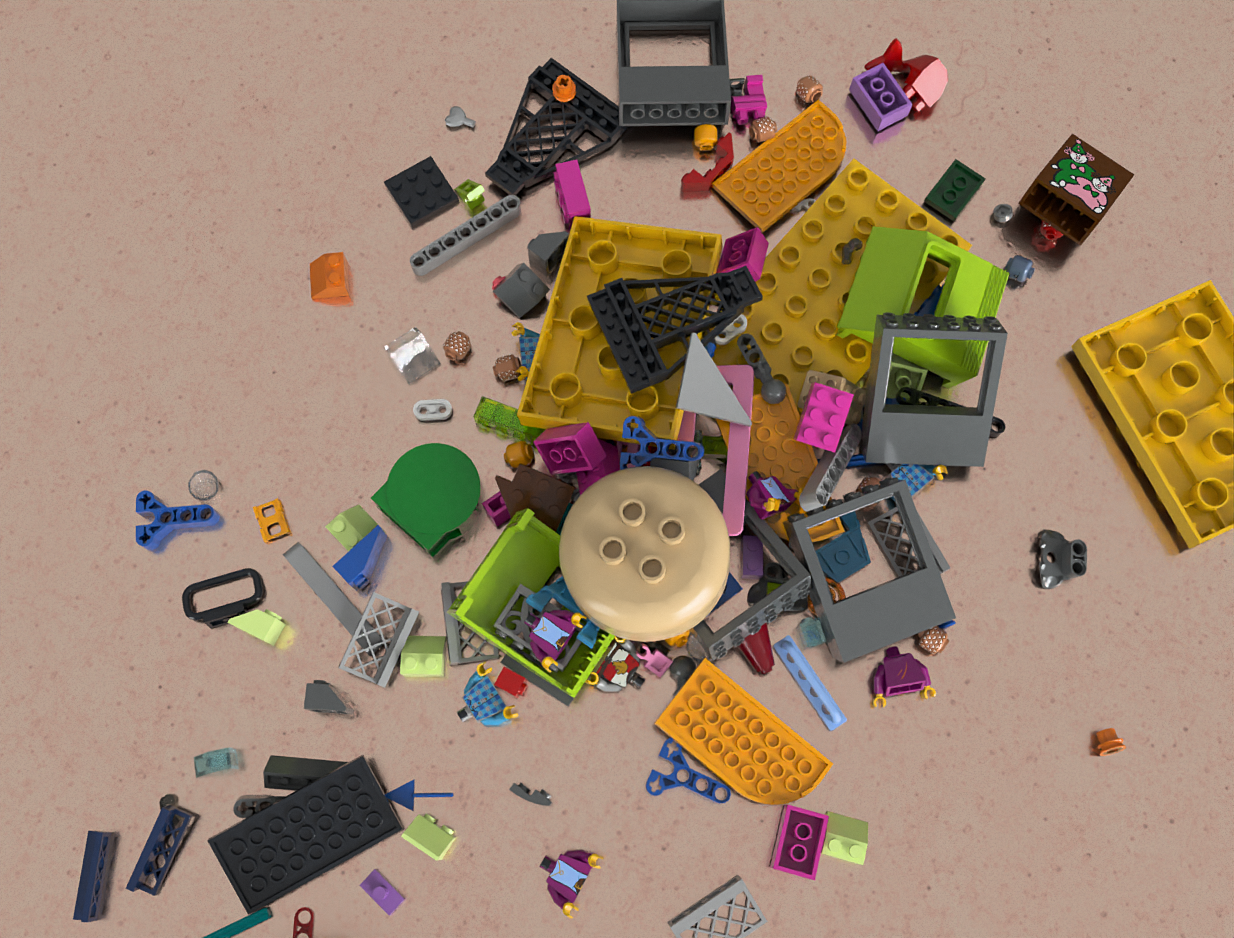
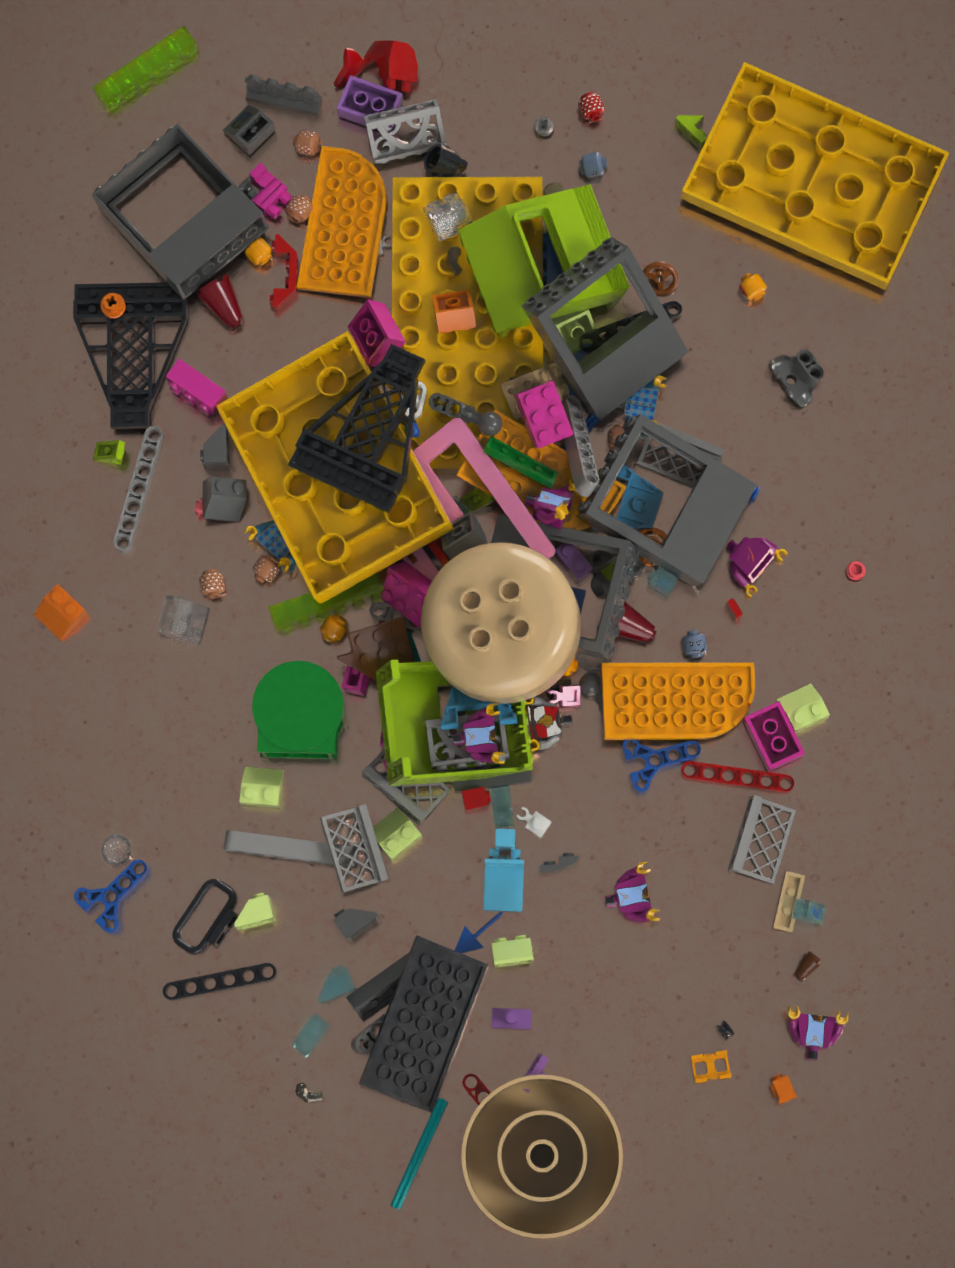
camera: 35 degrees left, 5 degrees up
(92, 876) = (294, 1183): dark blue fence -> none
(152, 847) = (322, 1127): dark blue fence -> none
(186, 657) = (219, 979): none -> black beam
(270, 738) = (336, 984): none -> clear light blue slope
(278, 517) = (186, 838): light orange piece -> none
(361, 560) = (288, 811): blue slope -> none
(421, 191) = (68, 482): black plate -> none
(433, 409) = (236, 648): white plate -> none
(458, 117) = (42, 397): light grey rock -> none
(478, 766) = (504, 876): none -> medium azure piece
(484, 700) = (468, 827): torso -> none
(528, 706) = (502, 806): none -> clear light blue slope
(543, 744) = (536, 824): none -> white plate
(570, 448) = (376, 592): dark pink brick -> none
(645, 437) = (428, 537): blue beam -> none
(647, 147) = (222, 301): none -> dark red cone
(705, 389) = (441, 465): light grey tile -> none
(738, 851) = (737, 774): none -> red beam
(773, 441) = (520, 462): none -> green plate
(775, 49) = (250, 129): none -> dark grey slope
(795, 706) = (694, 644): none -> sand blue head
(817, 287) = (454, 311): none -> orange slope
(819, 46) = (283, 96): none -> dark grey fence
(836, 716) = (729, 627): light blue piece -> none
(852, 705) = (734, 609): none -> red tile
(873, 212) = (447, 216): none -> clear slope
(878, 111) = (396, 116): none -> light grey fence
(903, 177) = (447, 163): none -> black helmet
(933, 640) = (754, 512): nougat head -> none
(954, 190) = (491, 137): dark green plate -> none
(982, 758) = (855, 570): none -> coral plate
(1012, 392) = (661, 269): none -> dark orange piece
(1076, 189) = (586, 65): reddish brown brick -> none
(1076, 459) = (752, 287): none -> light orange head
(1109, 742) = (935, 484): orange piece -> none
(1122, 300) = (688, 125): none -> lime slope

